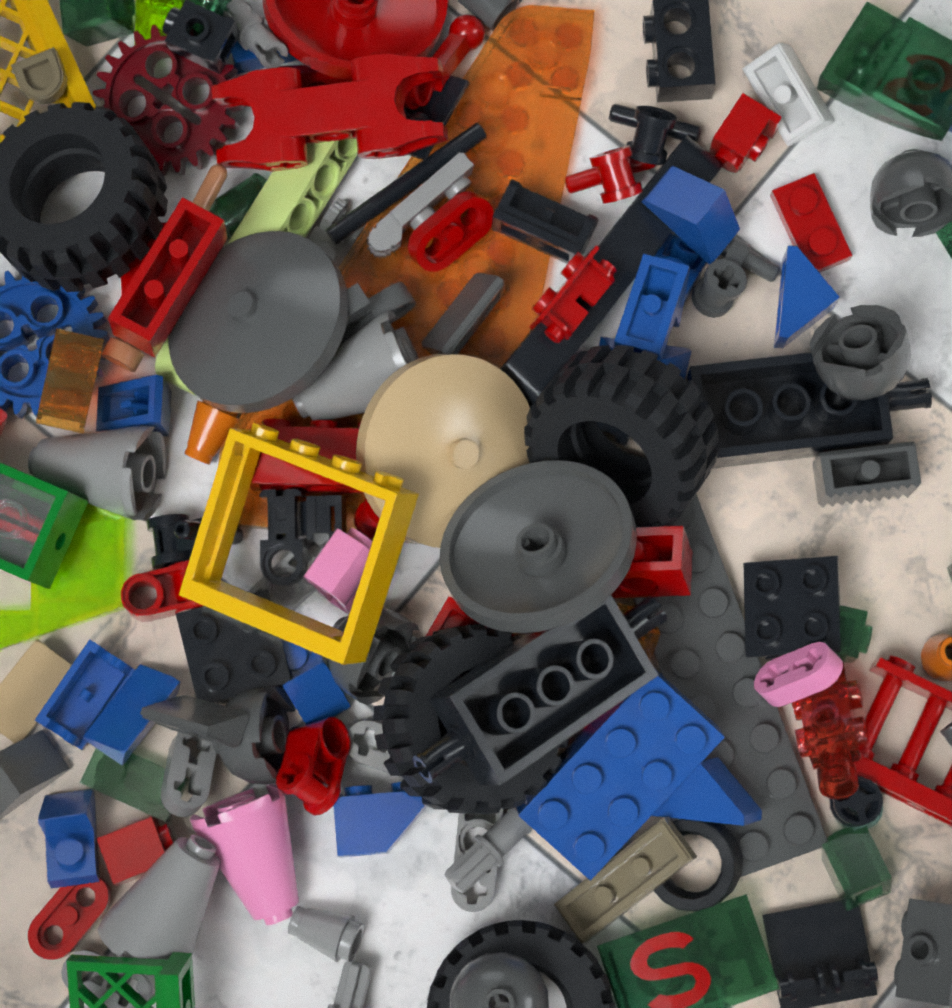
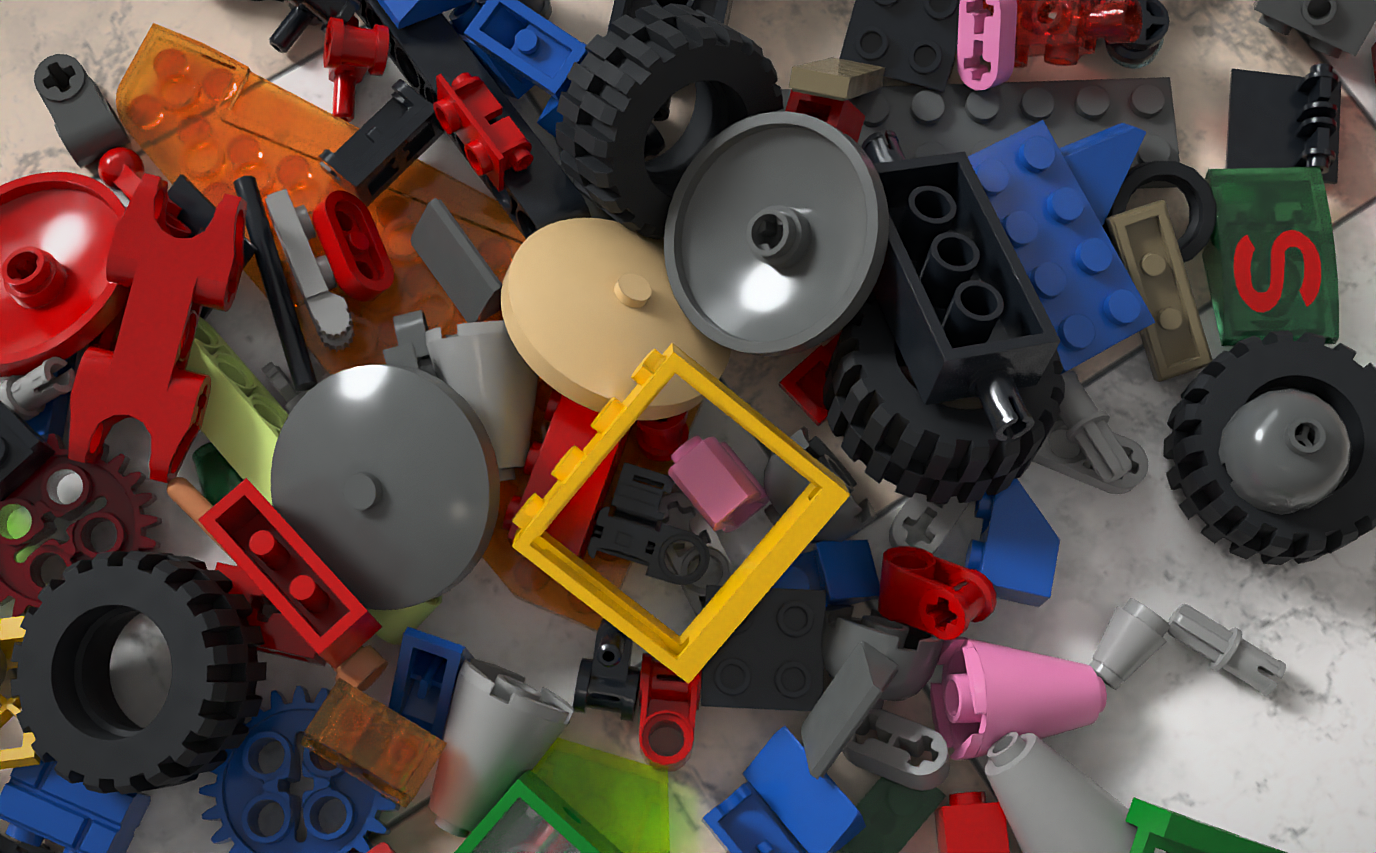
camera: 75 degrees left, 5 degrees down
(208, 431) = (486, 602): orange cone -> none
(705, 560) = (836, 78): none -> dark tan tile
(855, 867) = (1204, 53): clear green brick -> none

